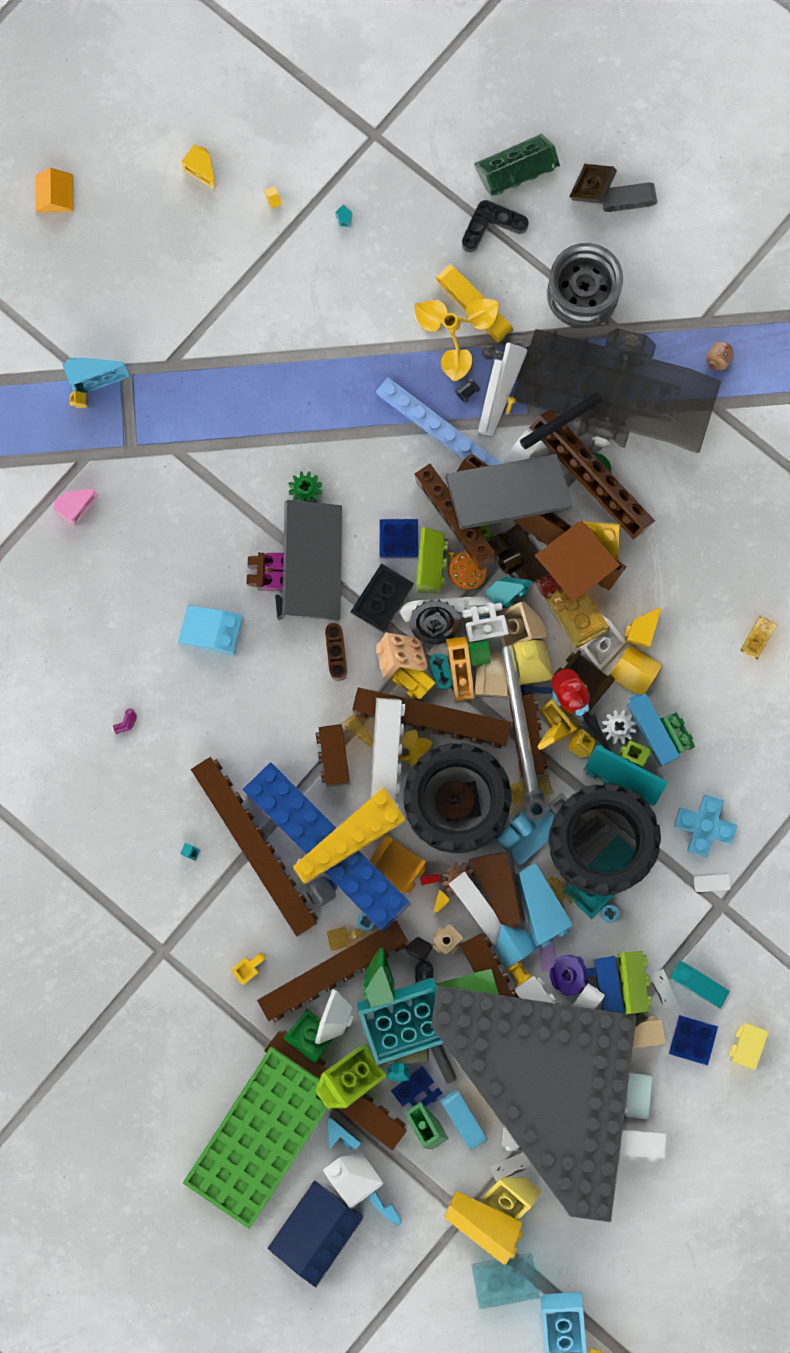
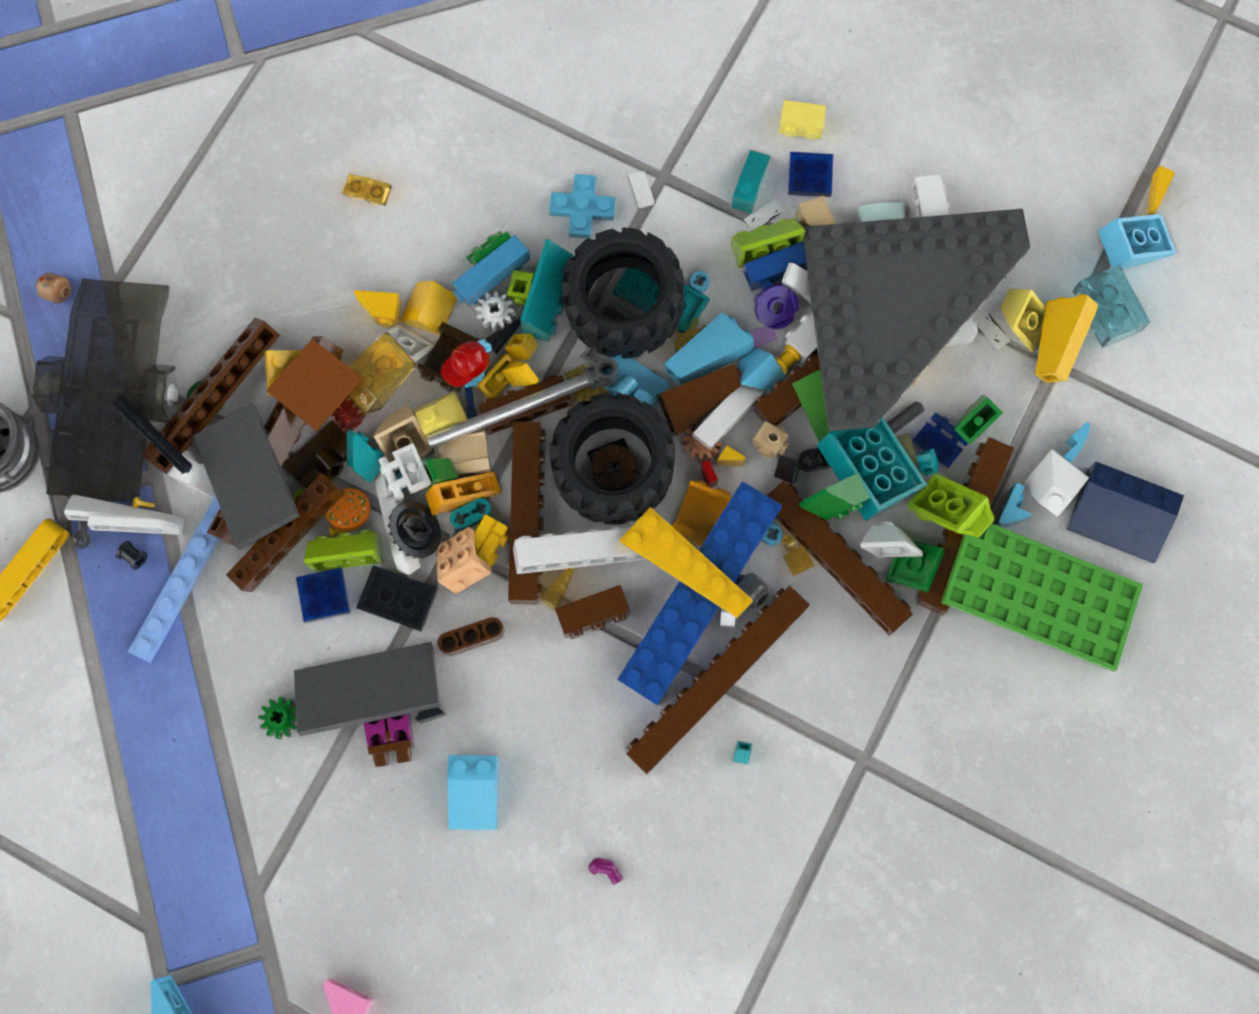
camera: 105 degrees left, 5 degrees down
(246, 969) = (860, 655): yellow plate -> none
(416, 747) = (564, 522): yellow plate -> none
(434, 312) = (43, 616): yellow plant -> none
(463, 1119) = (957, 383): medium azure beam -> none

